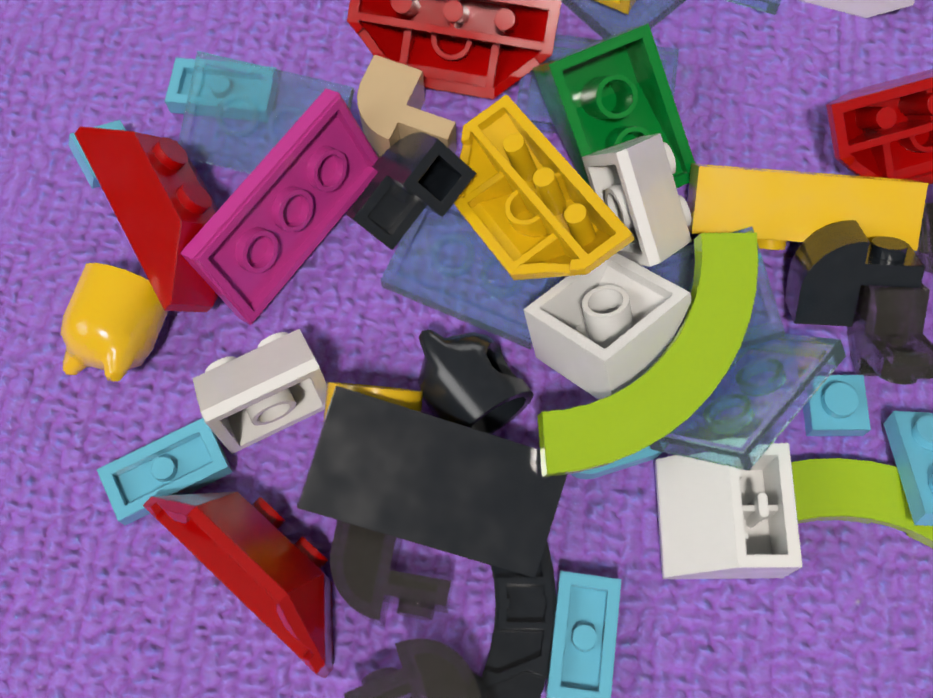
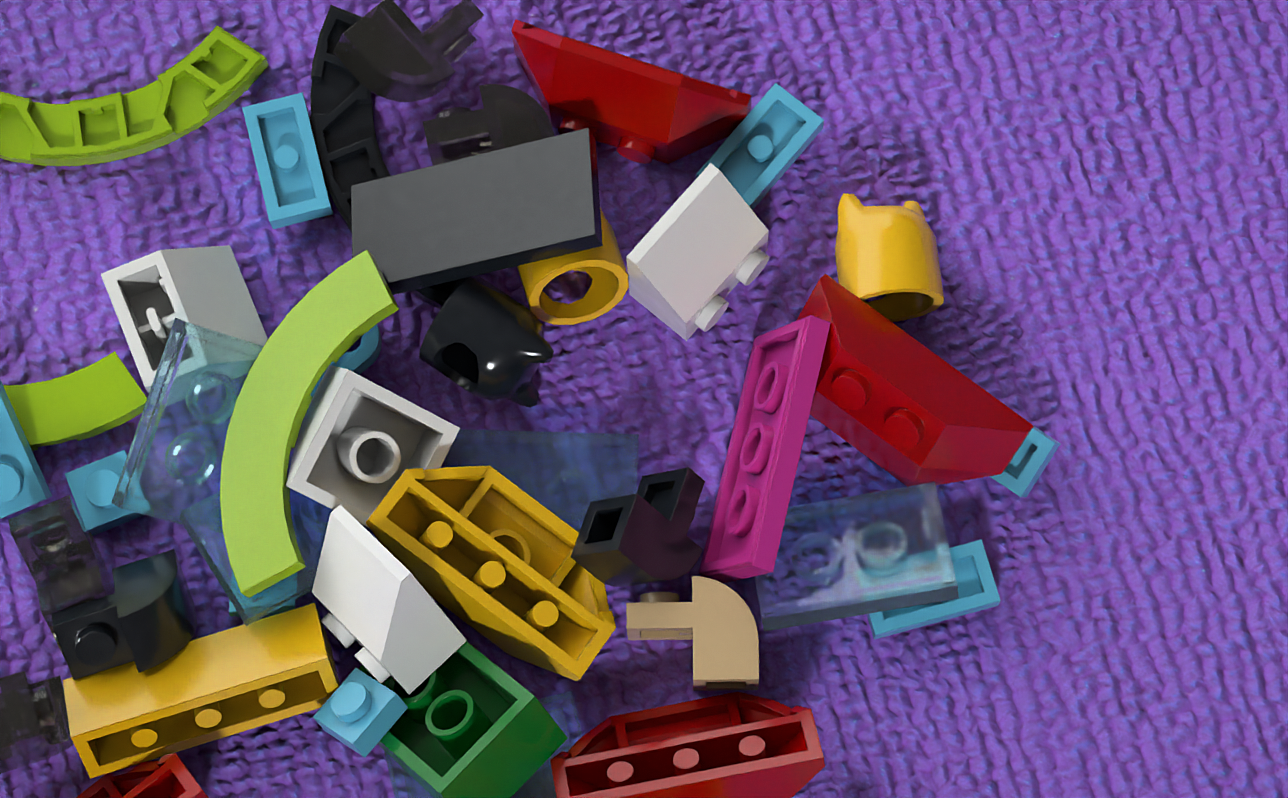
camera: 160 degrees right, 5 degrees up
(687, 133) = (360, 712): none -> medium azure plate

